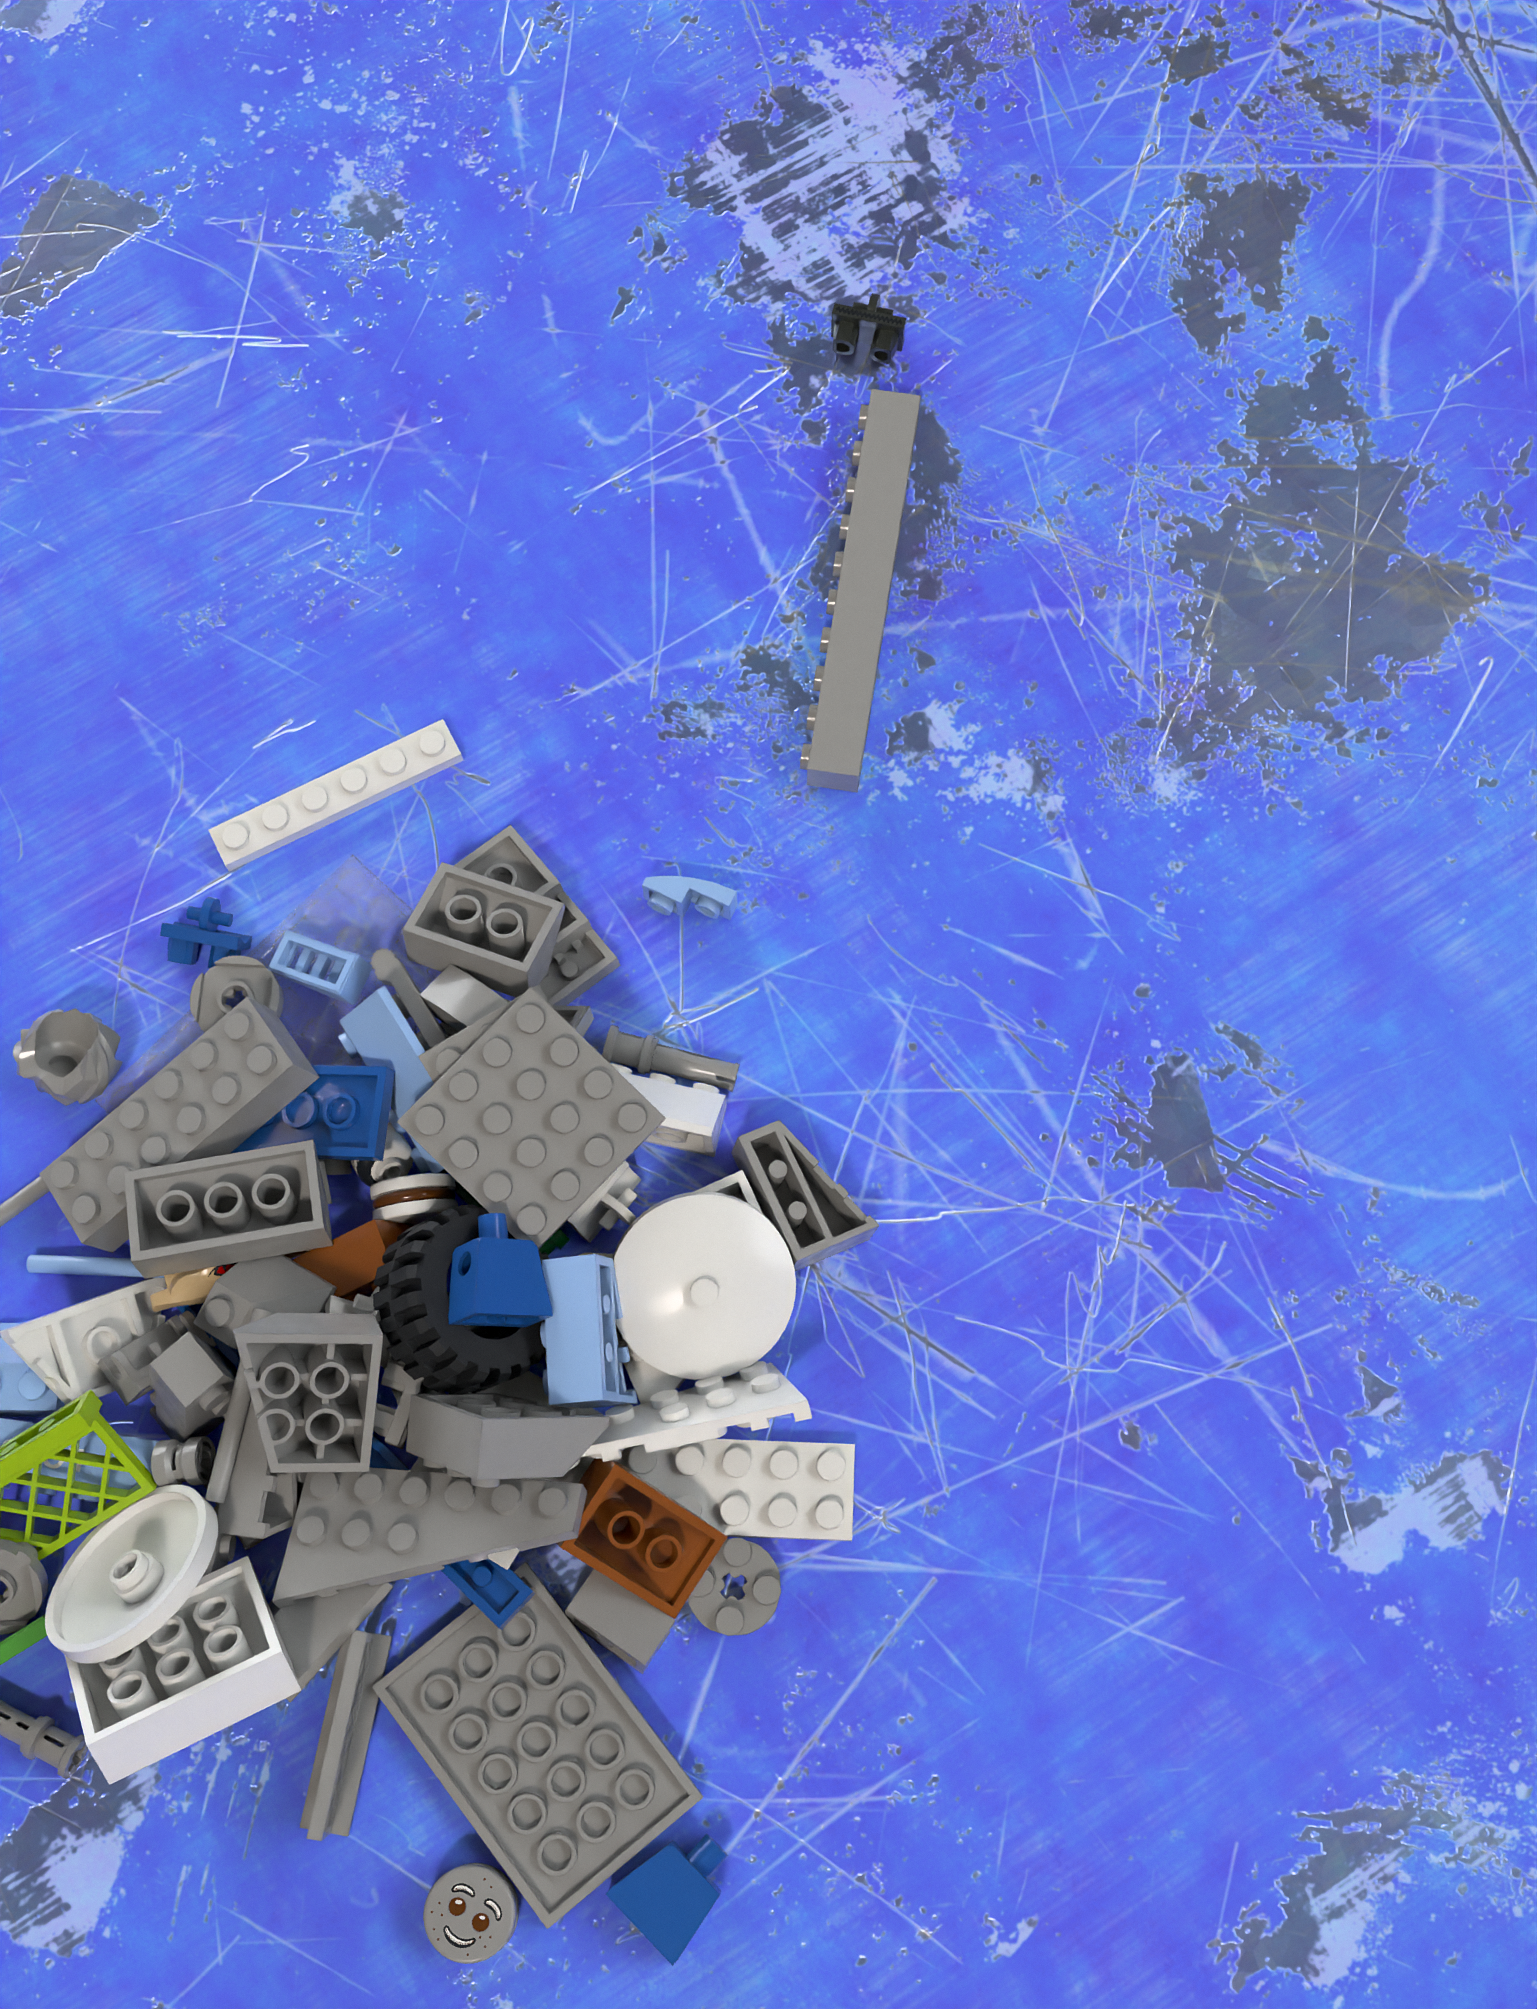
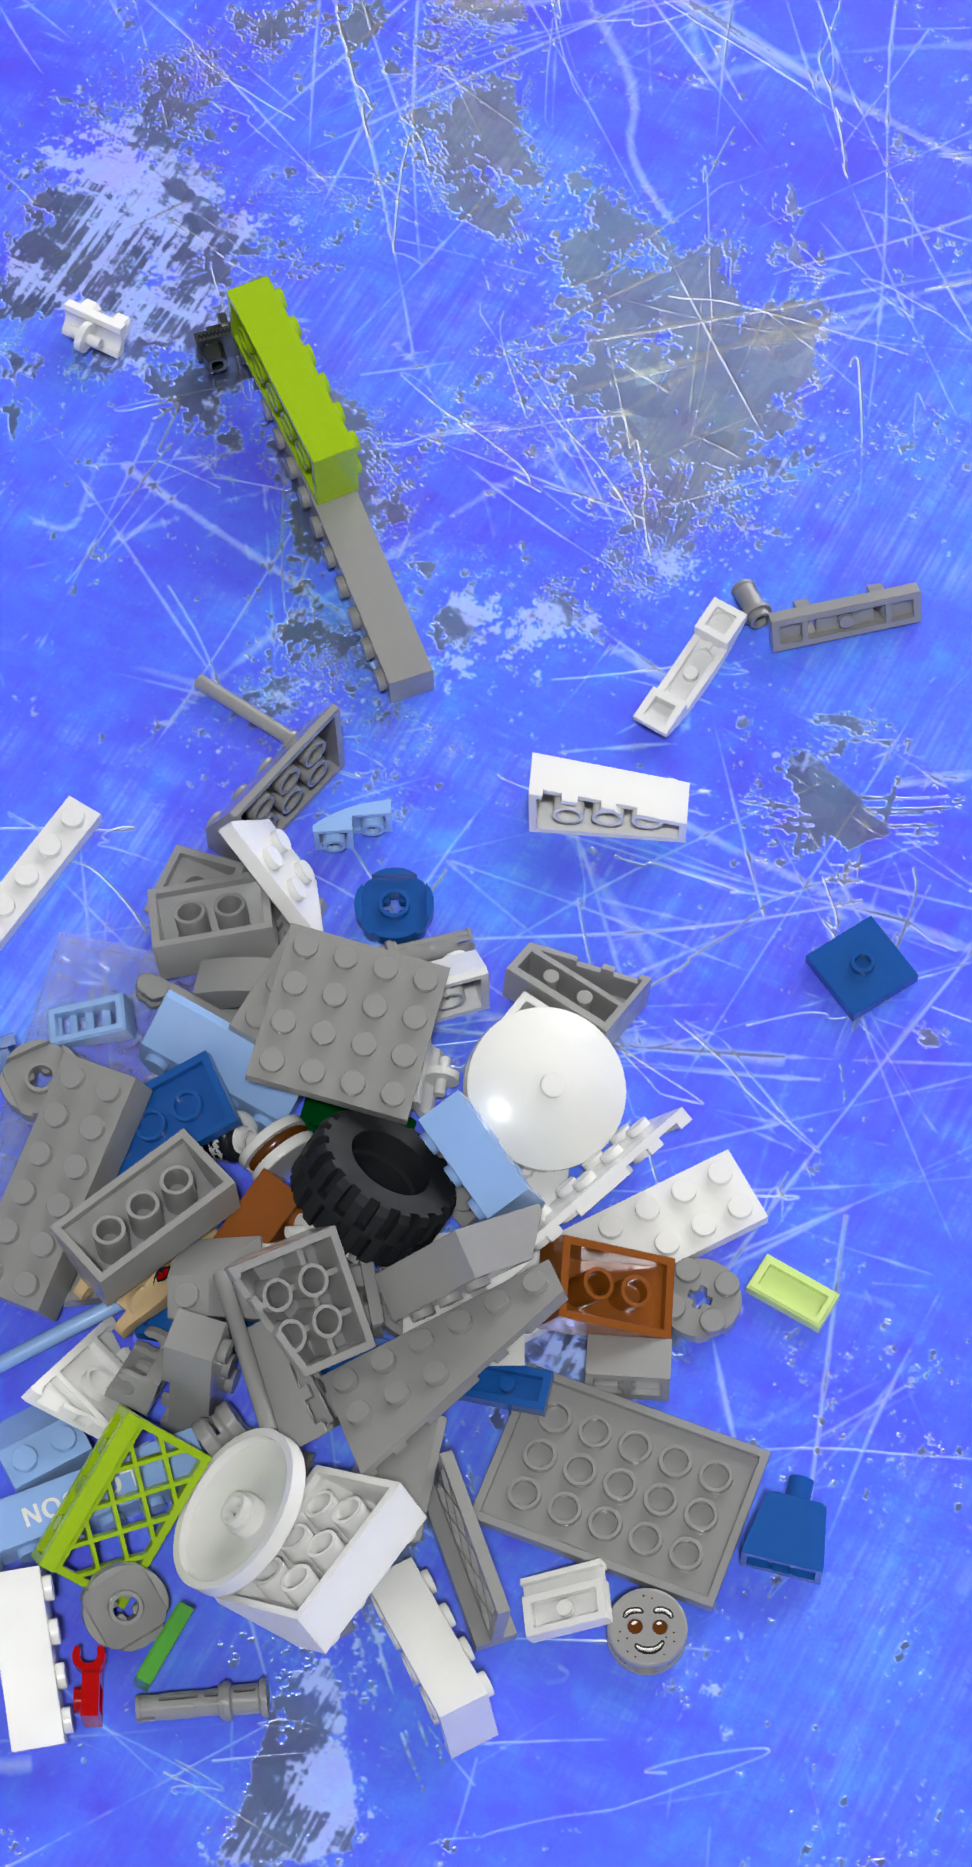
camera: 30 degrees left, 10 degrees down
(248, 1818) = (435, 1657): none -> white wedge
(410, 1835) = (566, 1601): none -> white plate
(497, 1279) = (395, 1146): blue torso -> none
(574, 916) = (276, 869): none -> white wing
(635, 823) = (287, 780): none -> light grey slope
(661, 717) = (242, 708): none -> light grey bar
(674, 978) = (392, 884): none -> blue plate
(745, 250) = (94, 329): none -> white hips
(830, 1633) = (792, 1293): none -> yellowish green tile
(889, 412) = (294, 389): none -> lime brick
(949, 1006) = (605, 801): none -> white wedge
(1106, 1324) = (861, 968): none -> blue plate
(1121, 910) = (693, 670): none -> white slope
(1224, 870) = (751, 603): none -> light grey pin
(1311, 936) = (844, 616): none -> light grey hinge

